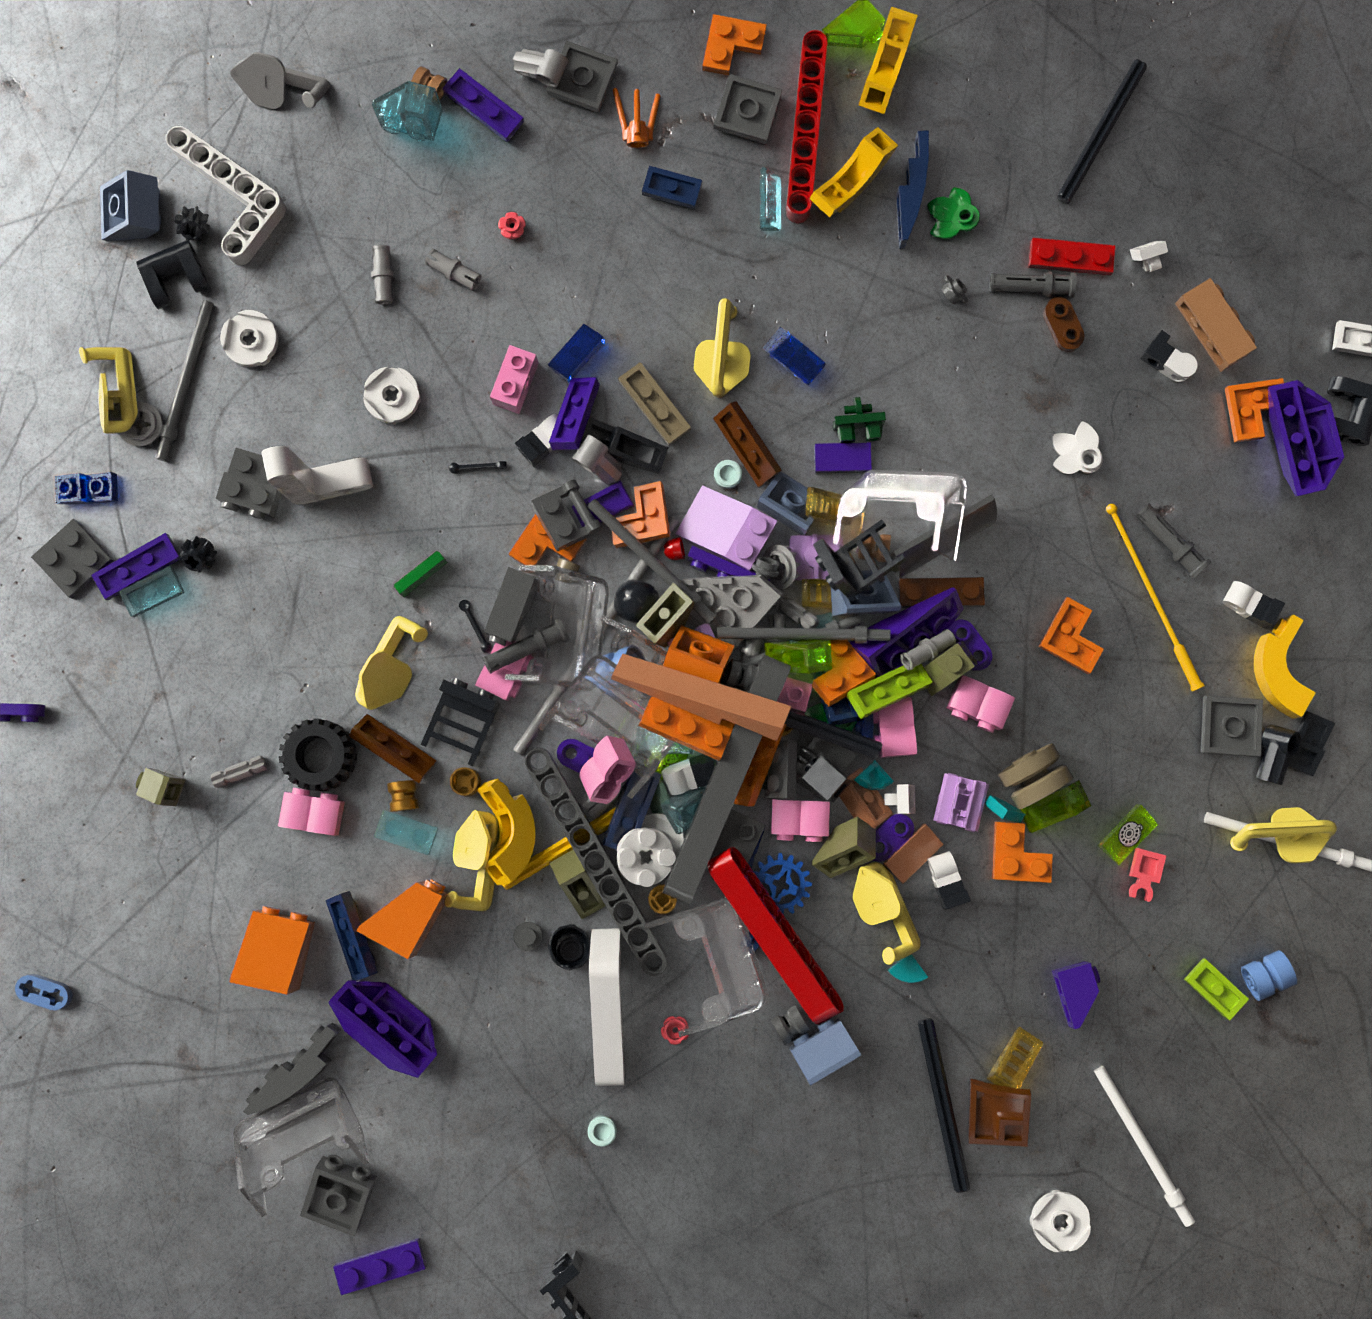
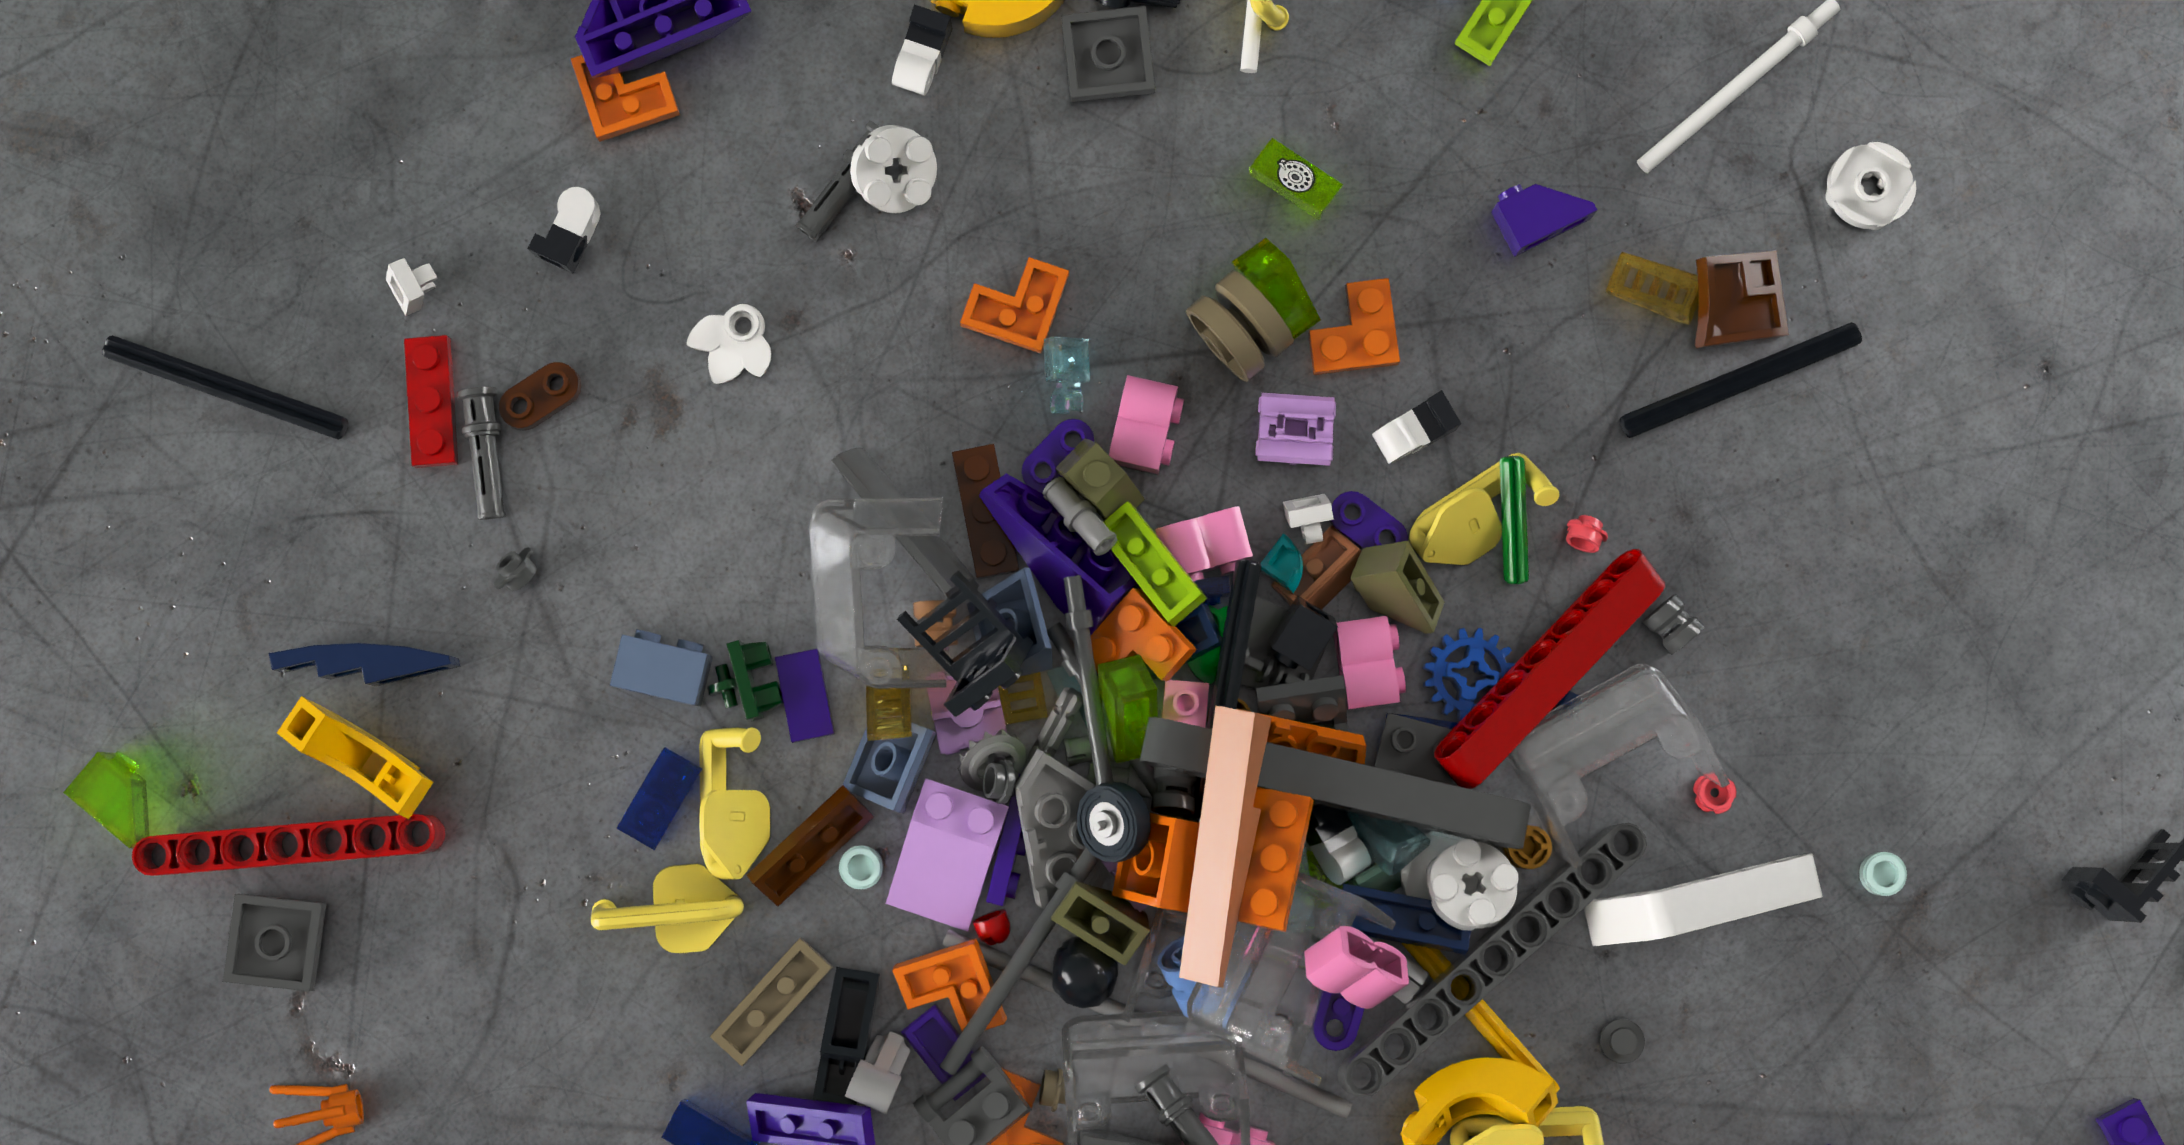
camera: 100 degrees left, 0 degrees up
(569, 947) = (1627, 974): black hair -> none
(577, 884) = (1532, 983): olive slope -> none
(672, 187) = (420, 1039): dark blue plate -> none
(728, 632) = (1113, 822): none -> black wheel
(729, 35) = (156, 994): orange plate -> none
(770, 200) = (417, 880): clear light blue slope -> none
(770, 398) = (731, 821): none -> light yellow piece
(824, 1050) = (1703, 566): sand blue slope -> none
(859, 979) = (1586, 534): none -> coral plate
(875, 369) = (662, 669): none -> sand blue brick
(877, 933) = (1514, 519): none -> green axle
(888, 60) = (165, 735): yellow arch -> none
(908, 970) = (1558, 464): teal tile -> none
(913, 853) = (1385, 486): nougat slope -> none
(949, 213) = (393, 599): green plate -> none
(1004, 810) = (1294, 363): teal tile -> none
(1027, 661) = (1069, 367): none -> clear light blue plate
(1147, 868) = (1341, 144): coral plate -> none
(1179, 649) = (1007, 147): yellow piece -> none
(1188, 560) = (877, 152): none -> white plate
(1216, 324) = (504, 168): medium nougat brick -> none

